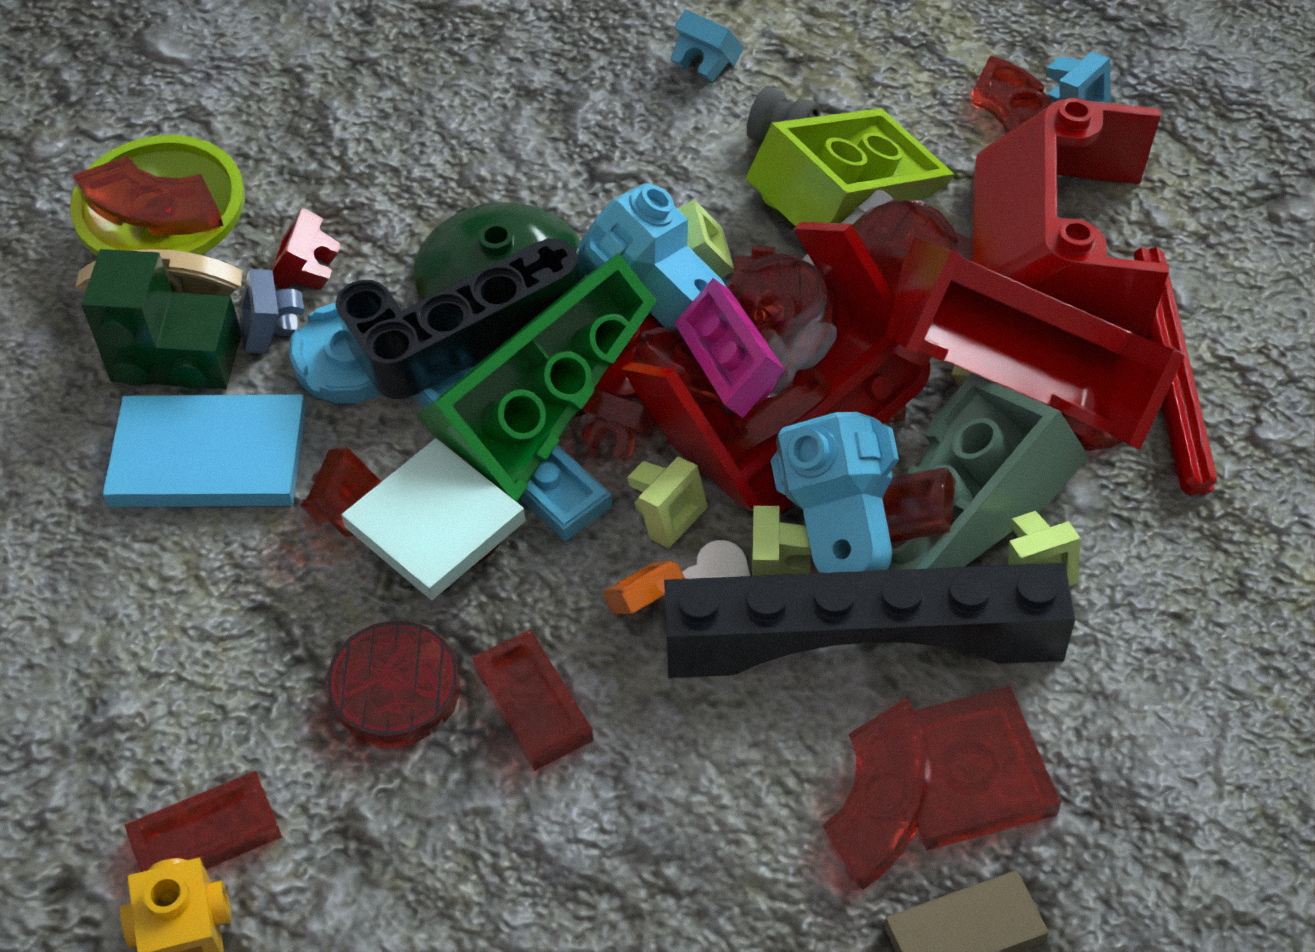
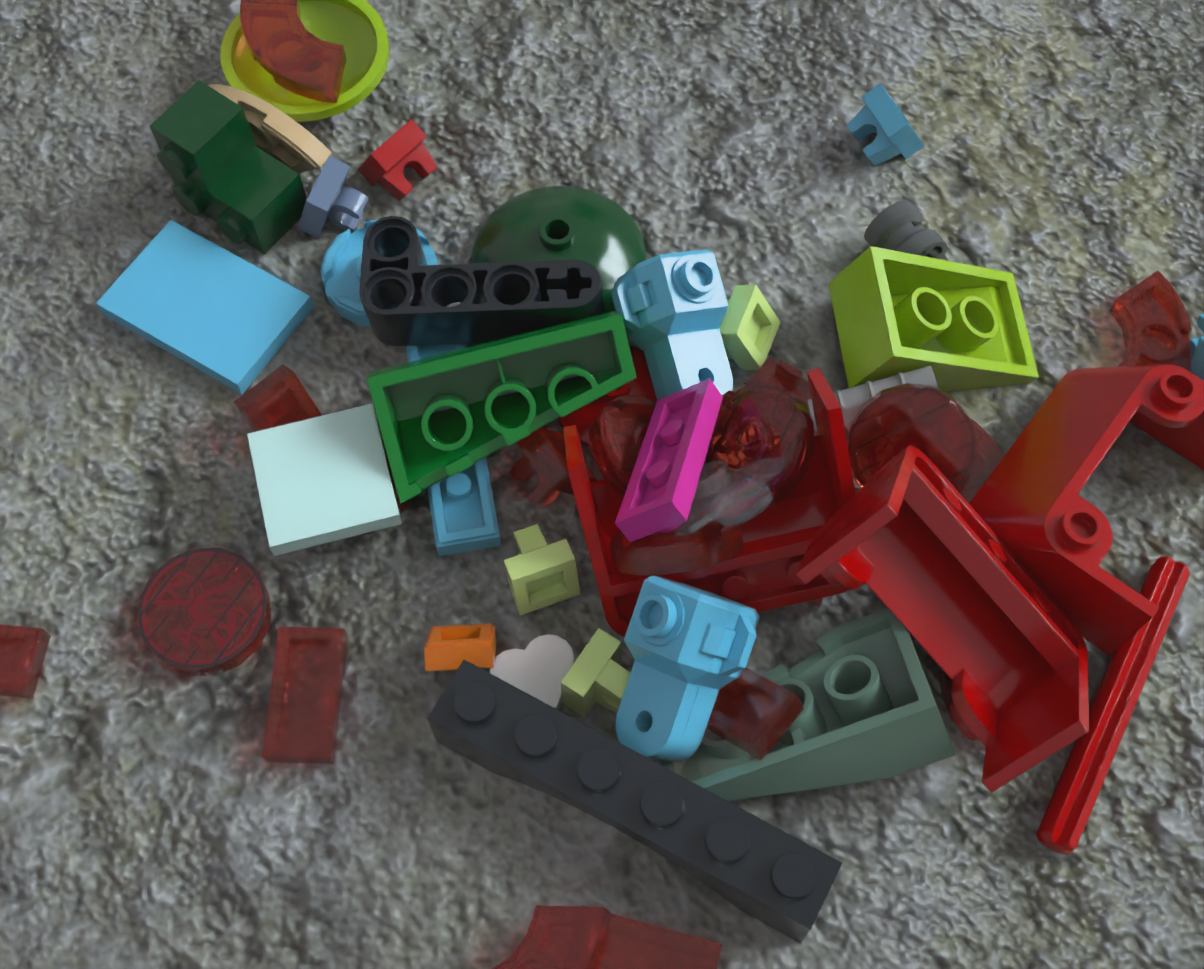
camera: 30 degrees right, 10 degrees up
(1045, 544) = (841, 828): yellowish green tile -> none

